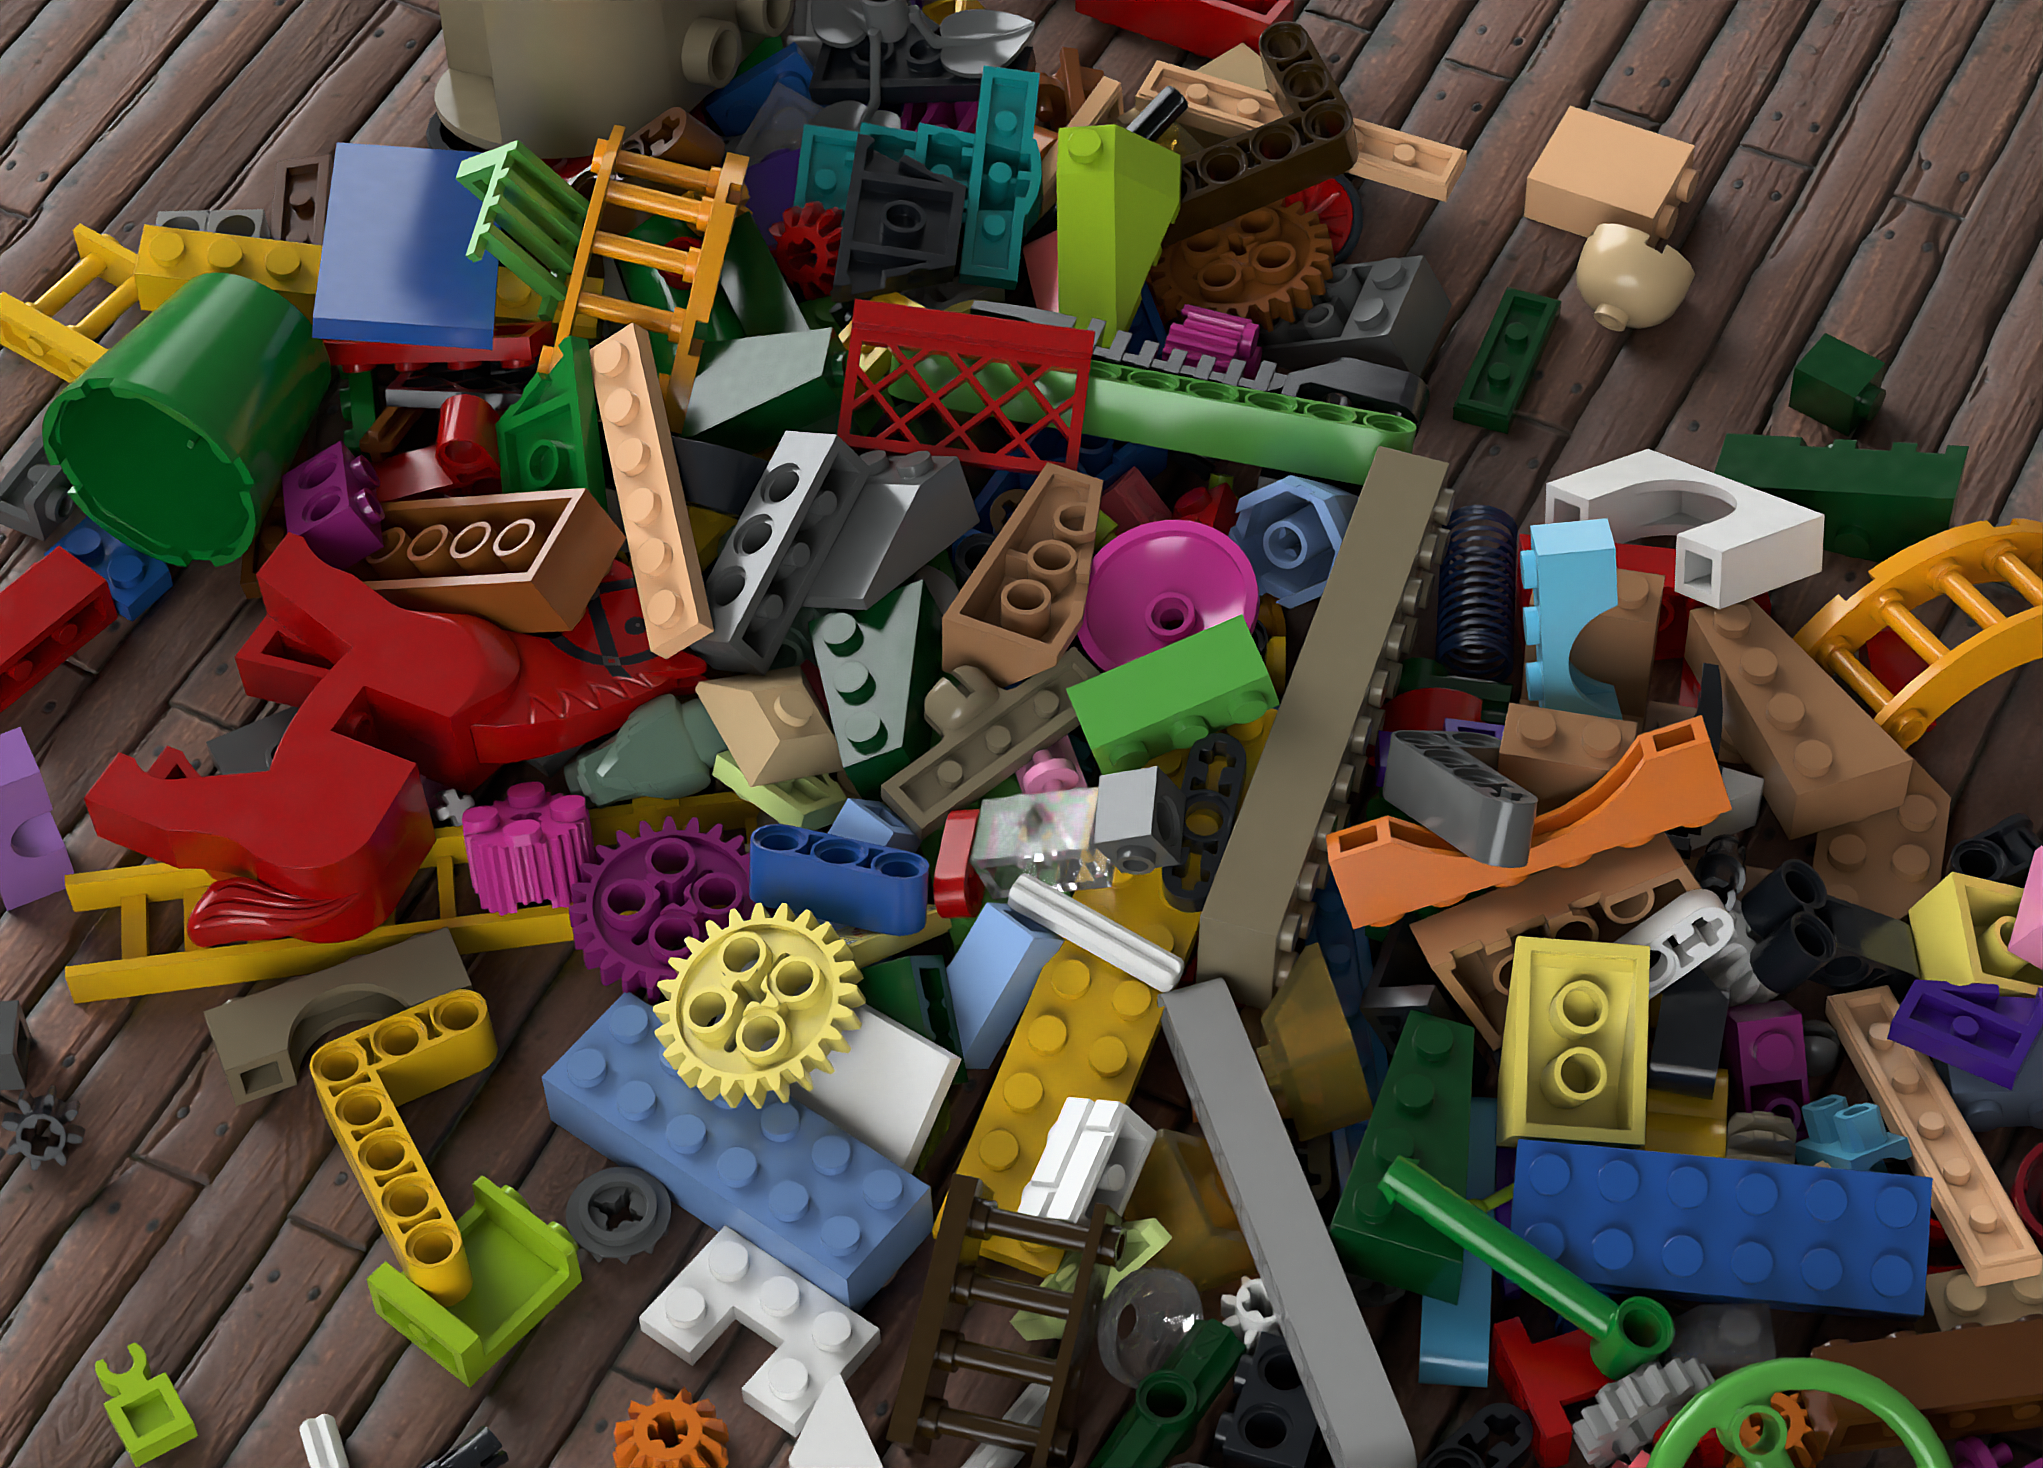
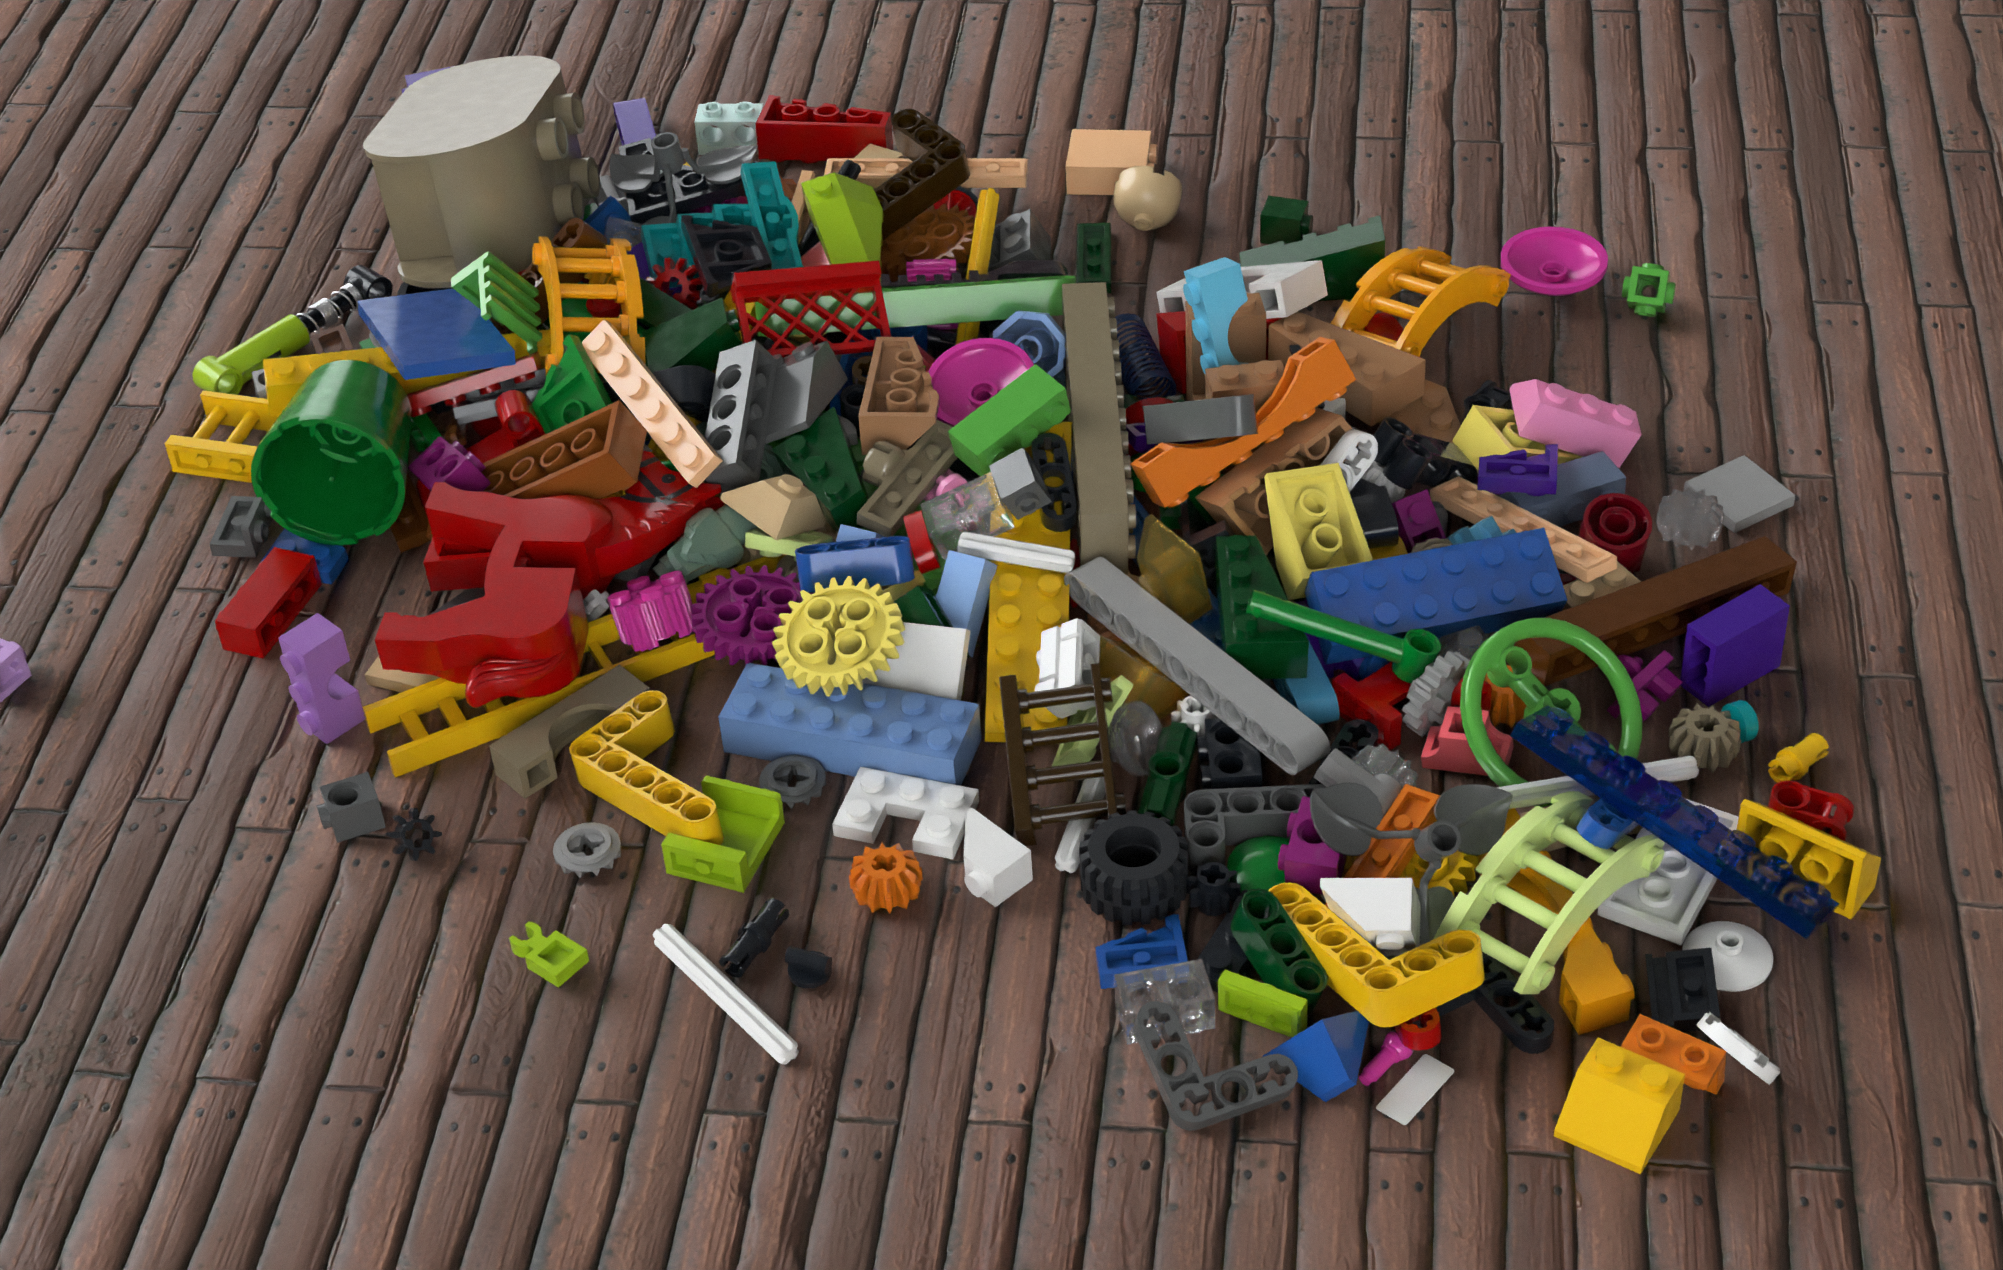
camera: 20 degrees left, 10 degrees down
(134, 193) = (289, 334): none -> lime piece
(256, 1221) = (598, 837): none -> light grey gear
(1315, 309) = (980, 250): none -> yellow axle

